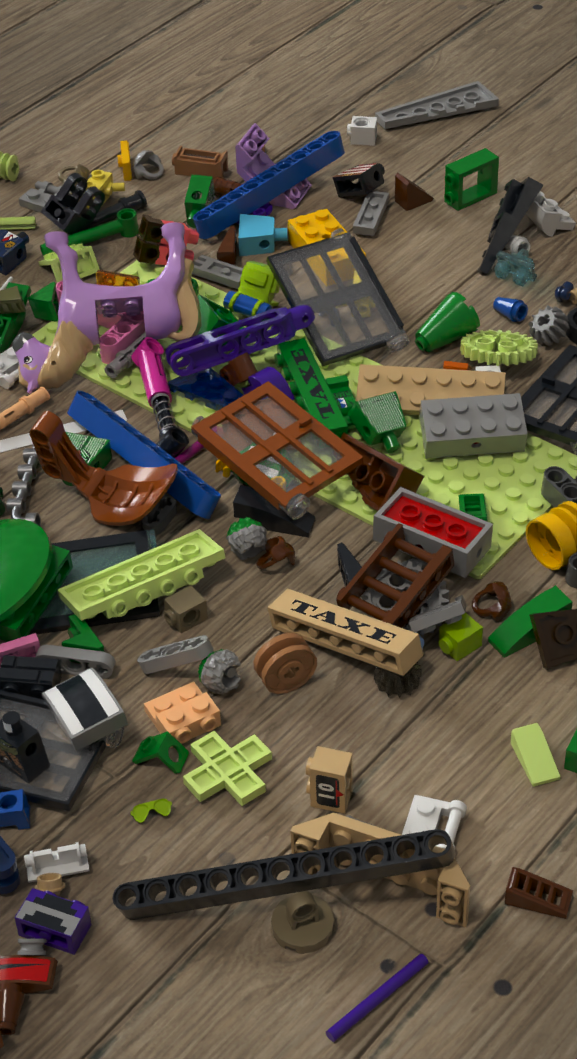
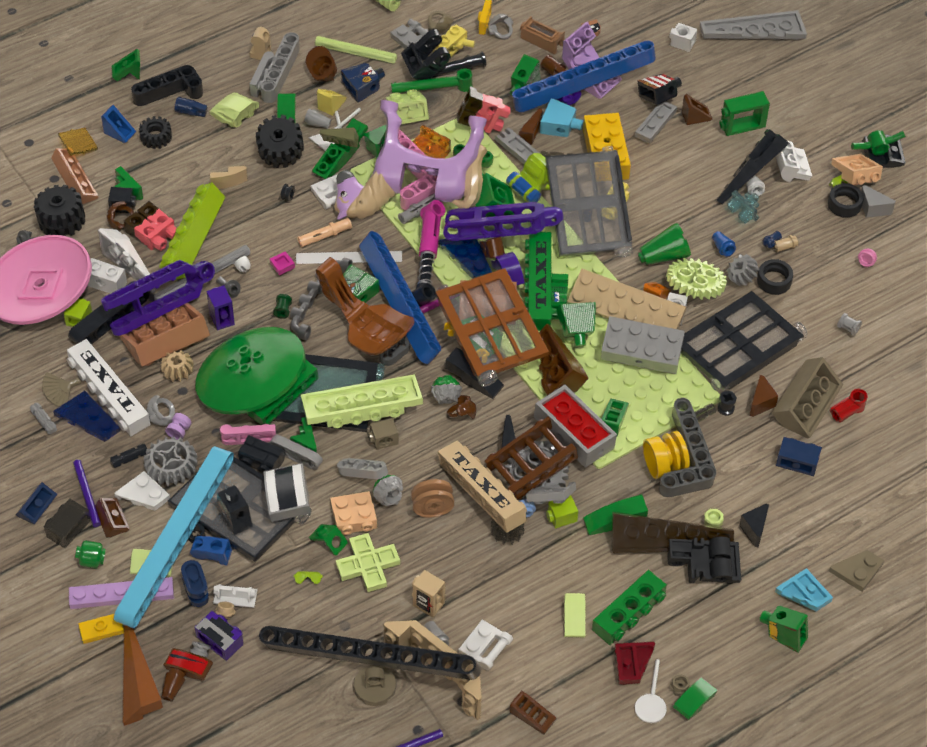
camera: 15 degrees right, 10 degrees up
(499, 609) = (604, 494): reddish brown piece -> none

